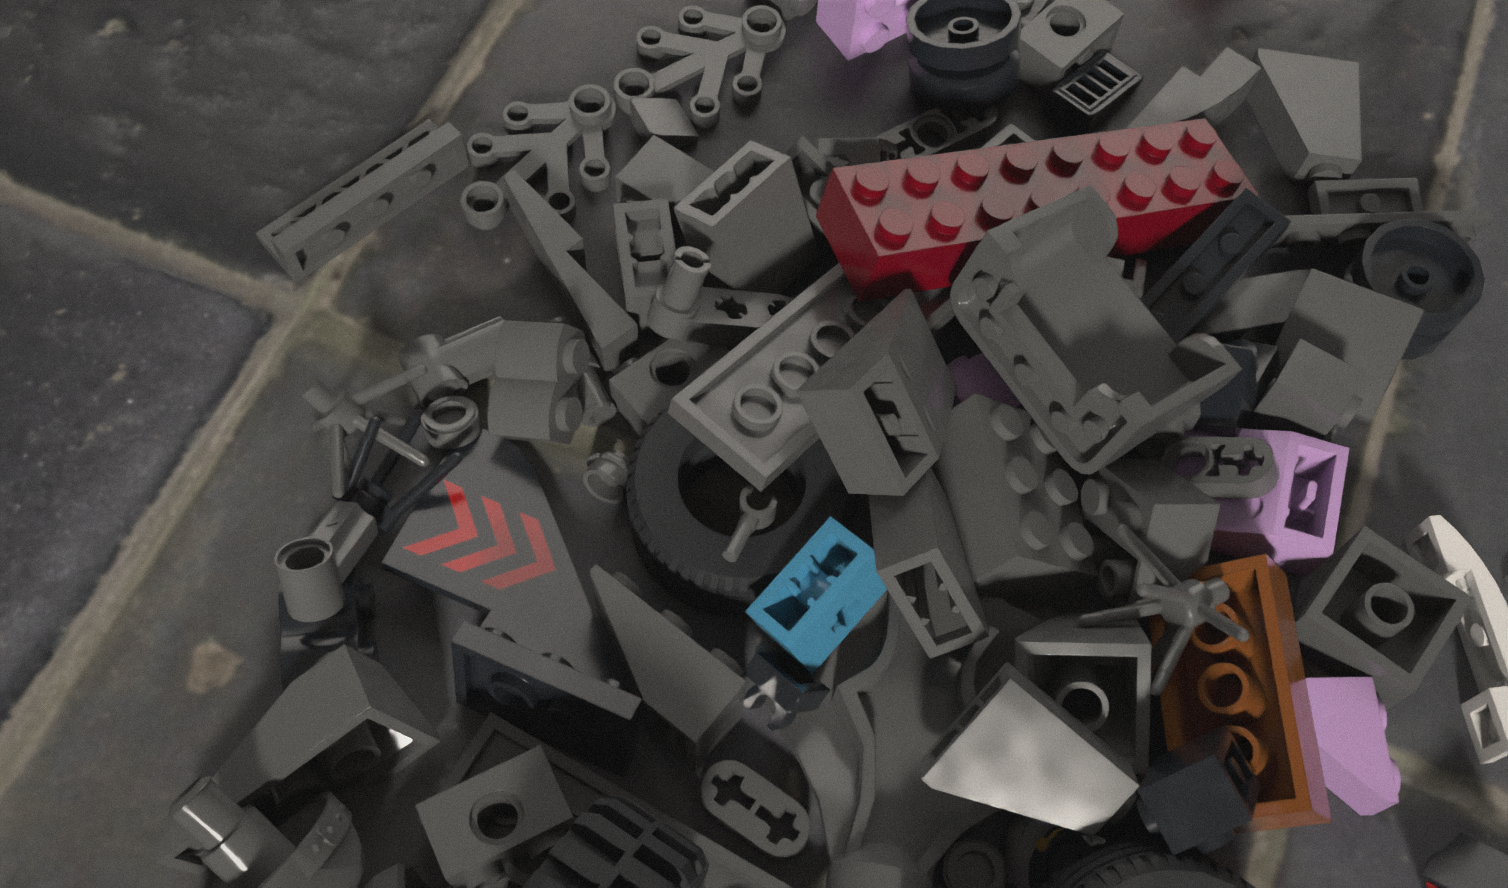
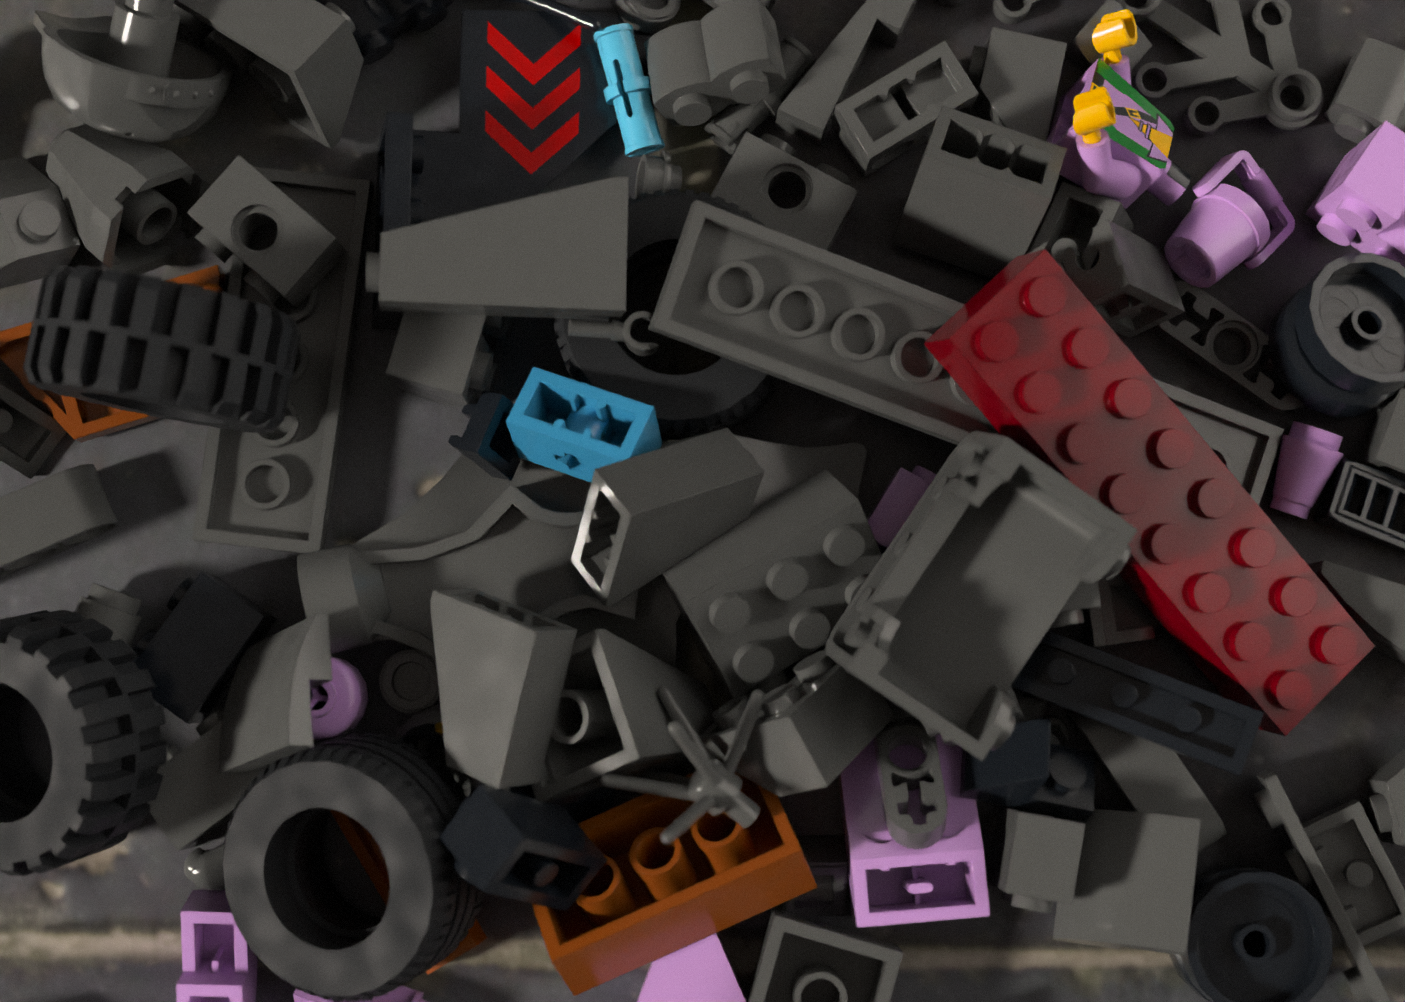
camera: 70 degrees right, 20 degrees up
(483, 454) = (628, 90): none -> medium azure pin
(650, 569) = (517, 258): none -> dark grey slope
(707, 314) = (849, 173): dark grey beam -> none
(738, 118) = (1111, 131): none -> torso
(763, 797) = (371, 456): dark grey beam -> none
(839, 97) = (1228, 223): none -> lavender piece
(883, 402) = (804, 412): dark grey slope -> none
(1040, 117) = (1304, 468): none -> lavender cone

